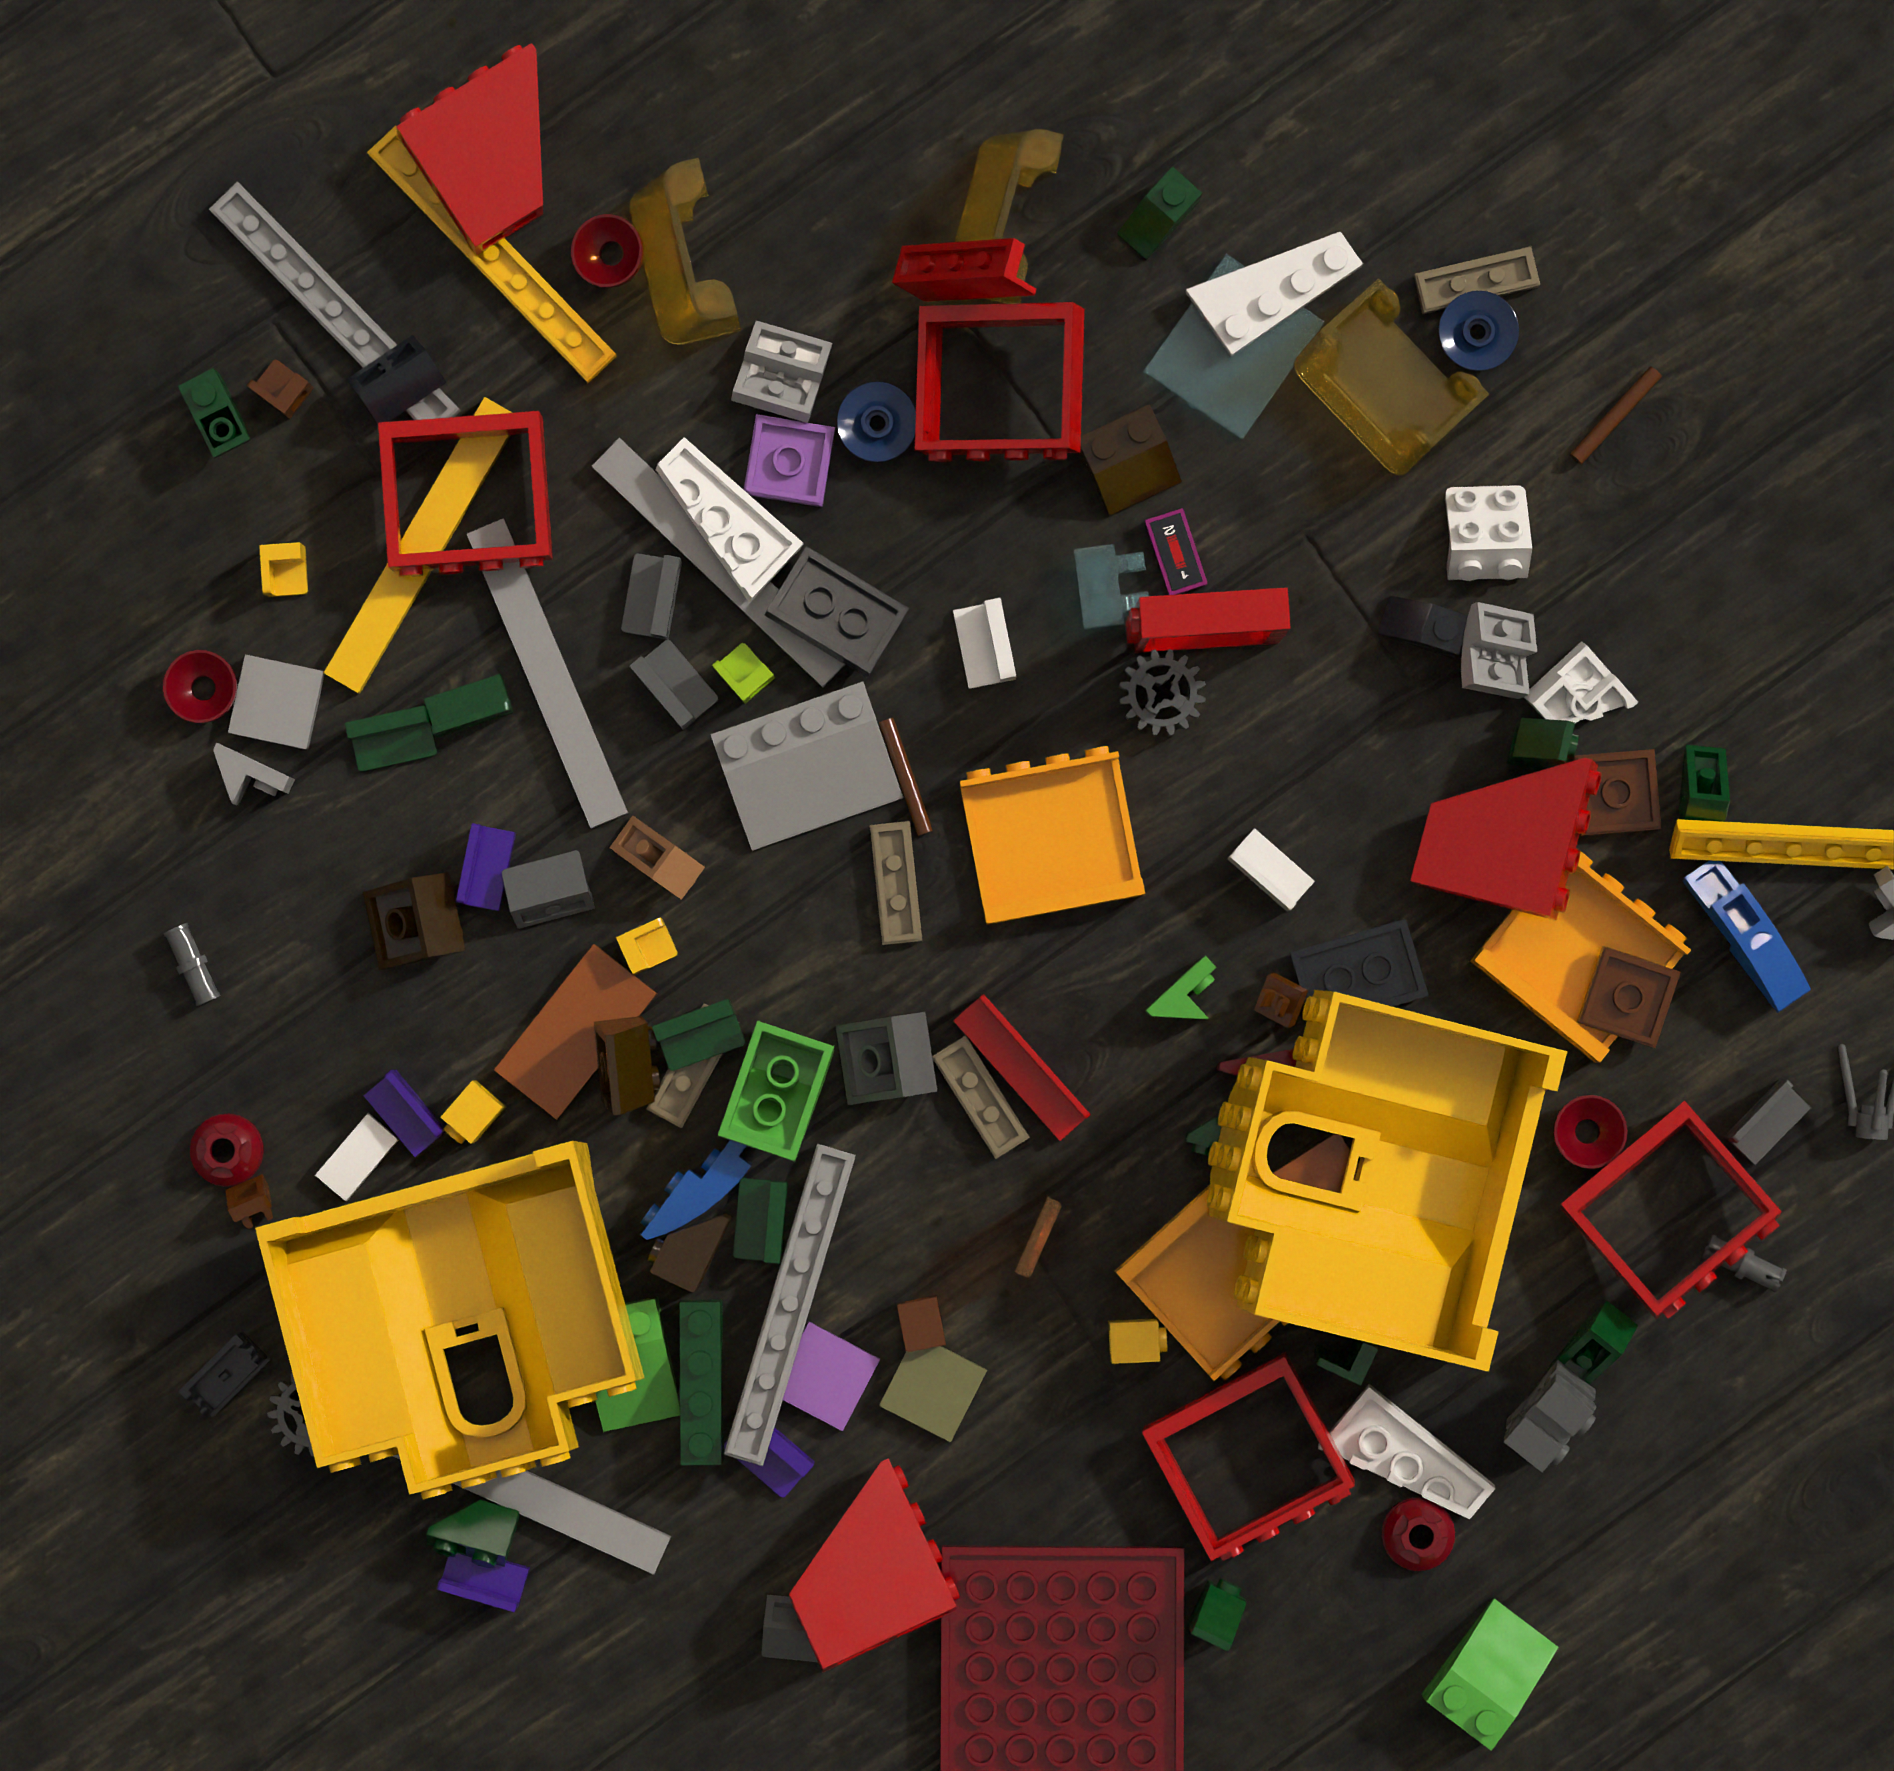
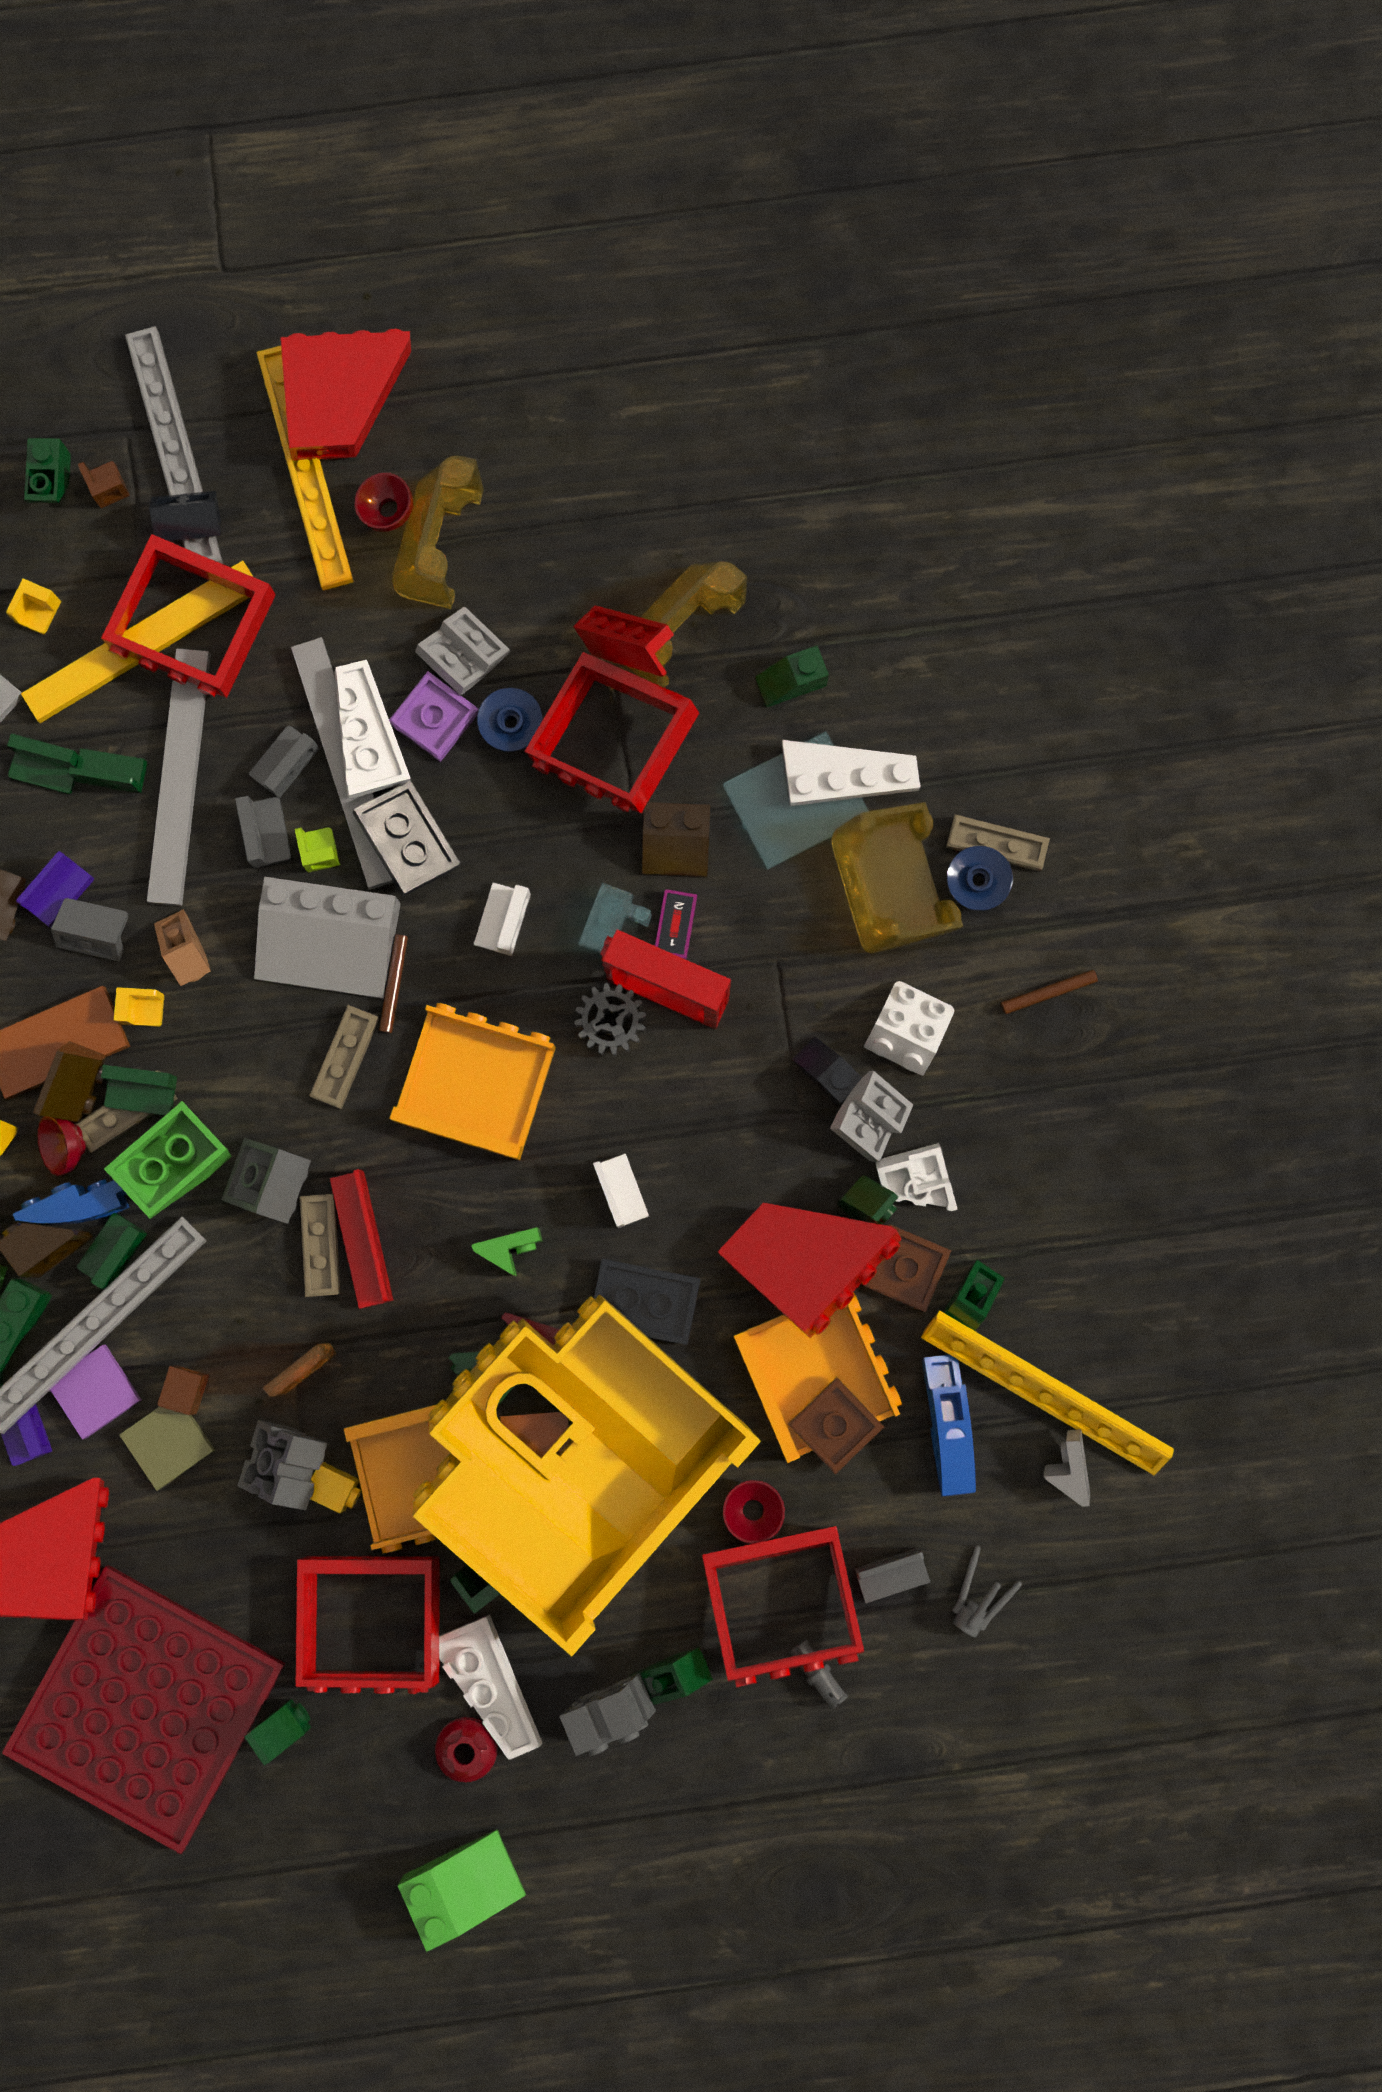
camera: 30 degrees right, 5 degrees down
(642, 1142) = (60, 1144): none -> dark red piece
(1073, 1343) = (282, 1465): none -> dark grey brick
(1281, 1000) = (575, 1289): reddish brown tile -> none

